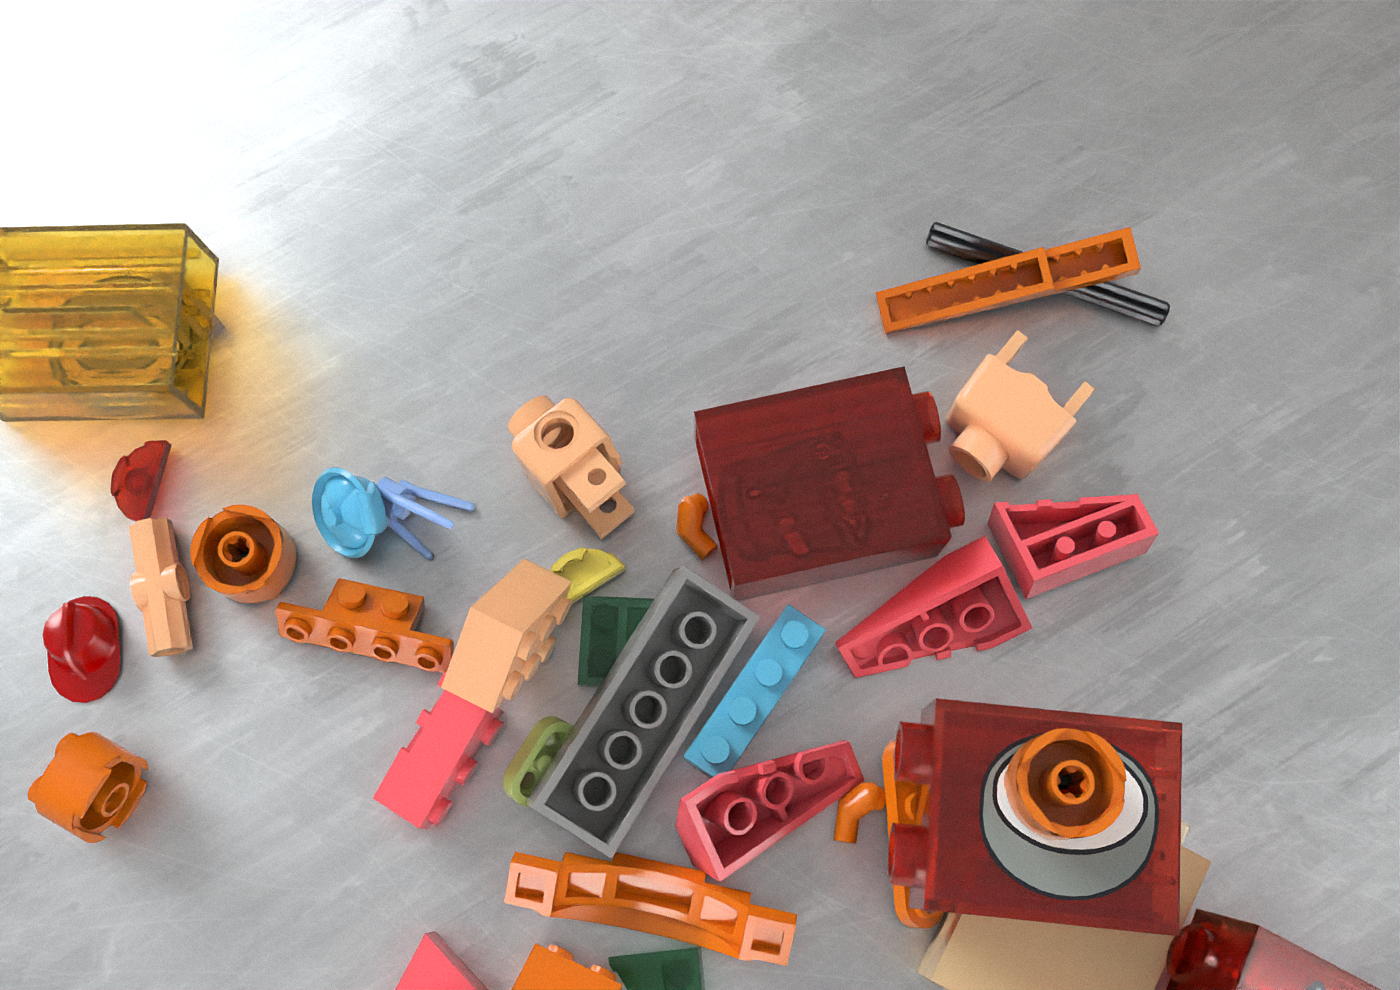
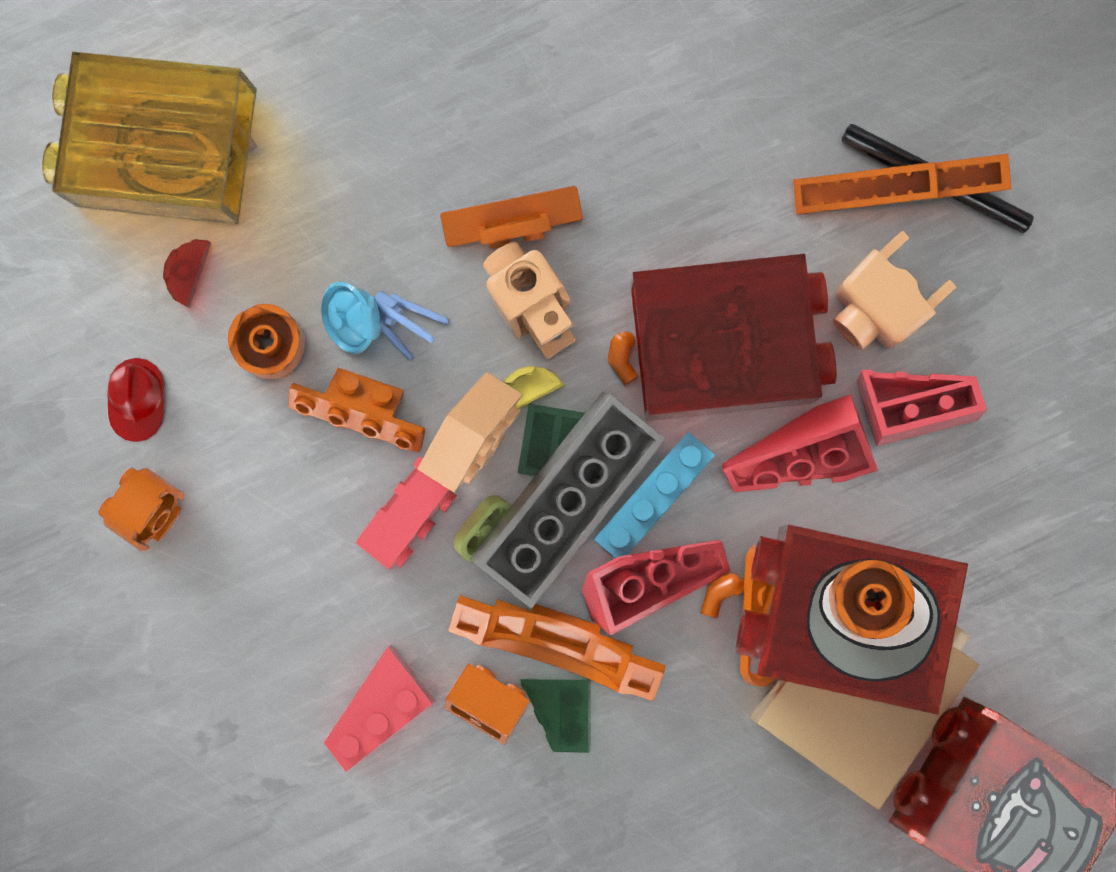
camera: 10 degrees right, 10 degrees up
(160, 587) = (198, 358): light nougat piece -> none
(540, 371) = (512, 218): none -> orange bracket

